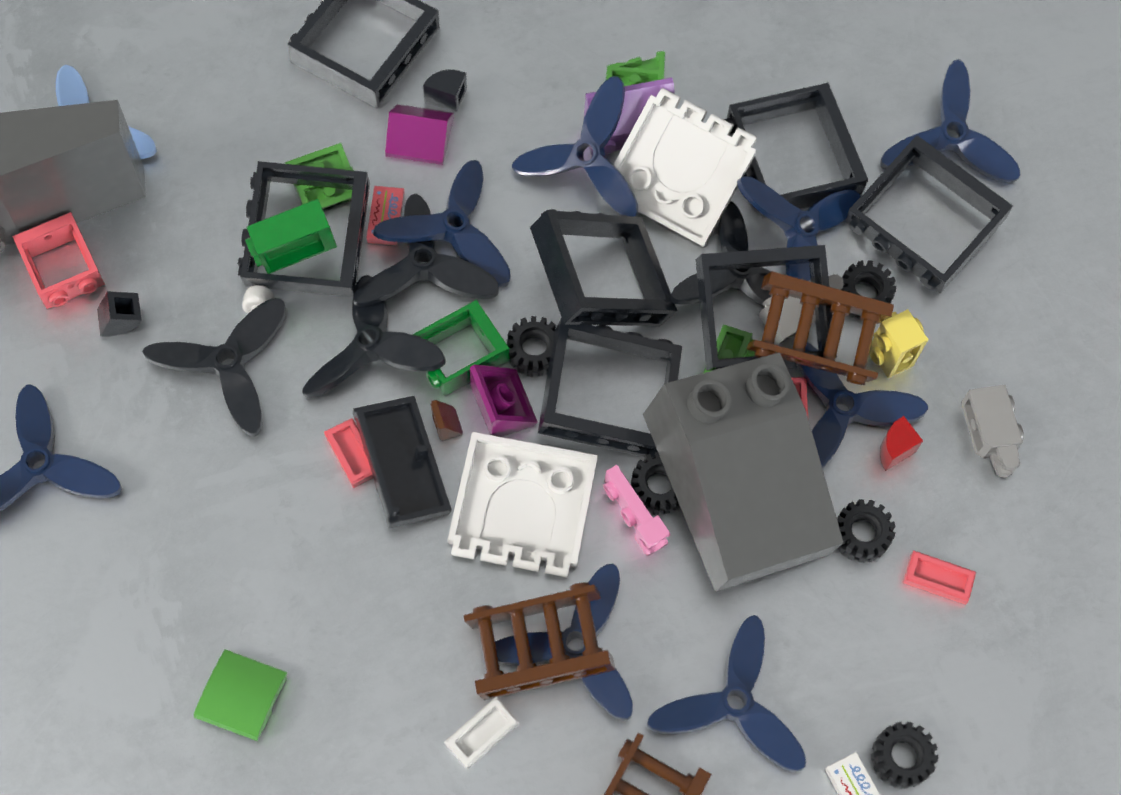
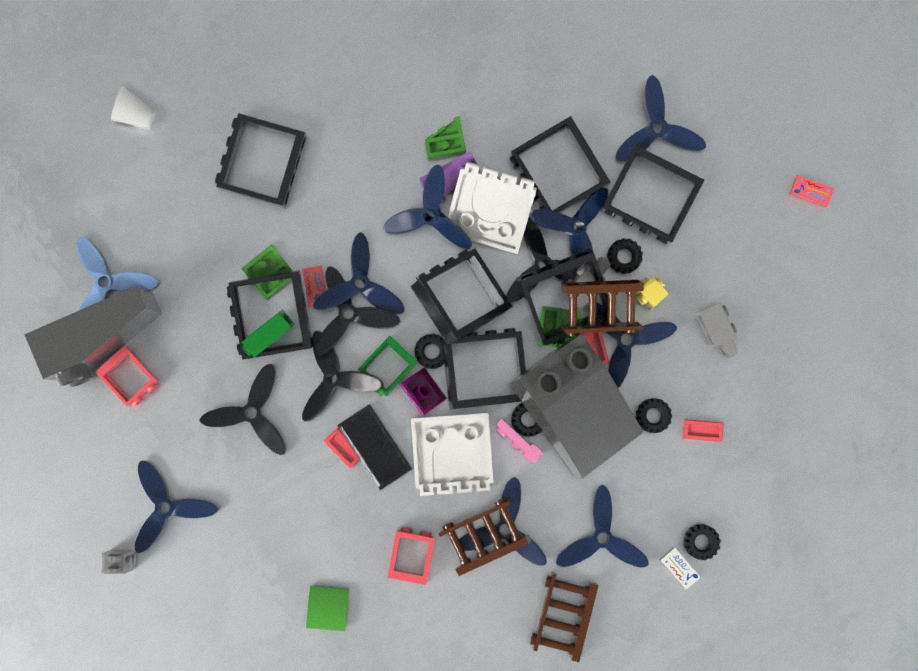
camera: 10 degrees left, 20 degrees up
(118, 313) = (176, 400): black brick -> none
(255, 296) = (254, 365): white piece -> none
(396, 678) = (405, 575): none -> coral window
(418, 134) = (317, 221): magenta slope -> none
(445, 420) = (393, 413): reddish brown slope -> none
(446, 89) = (326, 186): black brick -> none
(481, 733) = (466, 592): white tile -> none
(899, 443) = (663, 355): red brick -> none

